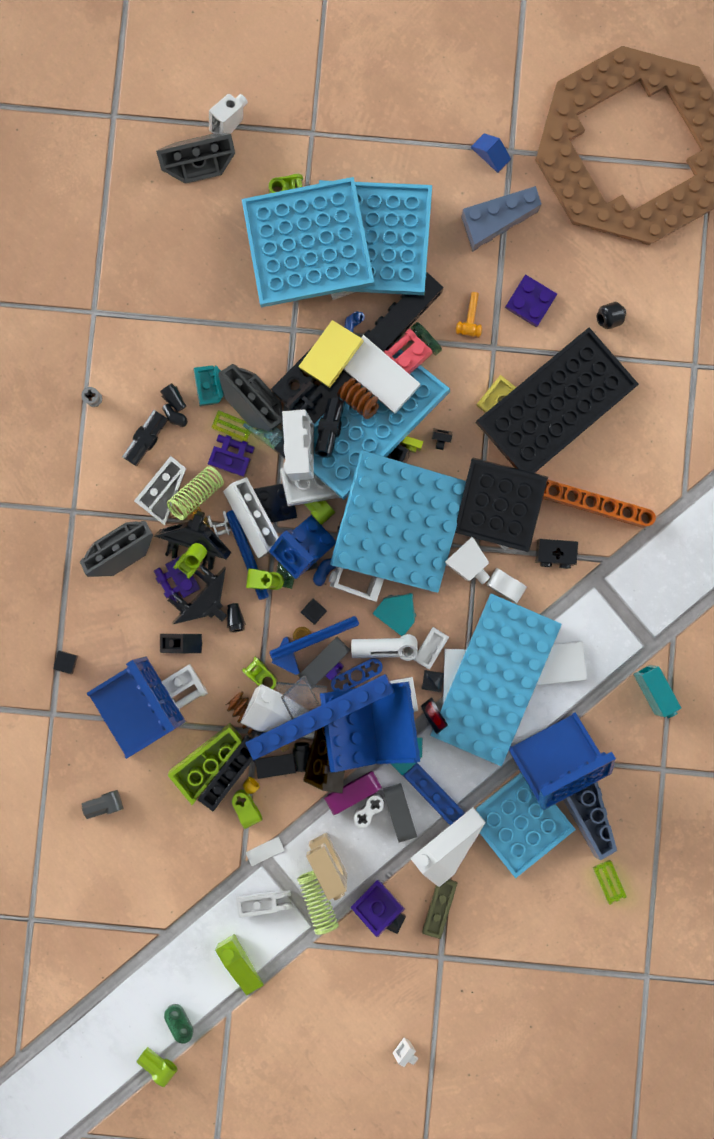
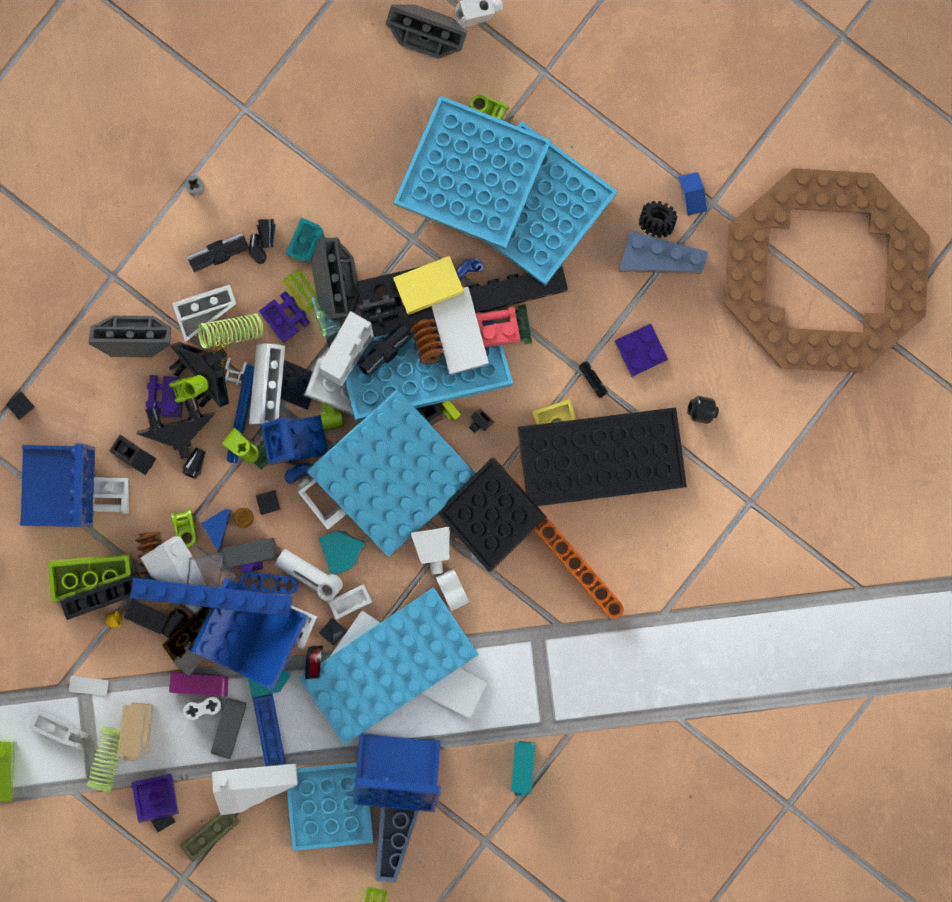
camera: 30 degrees right, 0 degrees up
(247, 812) = (96, 641): lime piece -> none
(314, 638) = (253, 526): blue axle -> none
(469, 328) = (569, 338): light orange piece -> none
(478, 187) = (655, 226): none -> black tyre
(508, 347) = (593, 379): none -> black axle
(568, 552) = (527, 591): black brick -> none

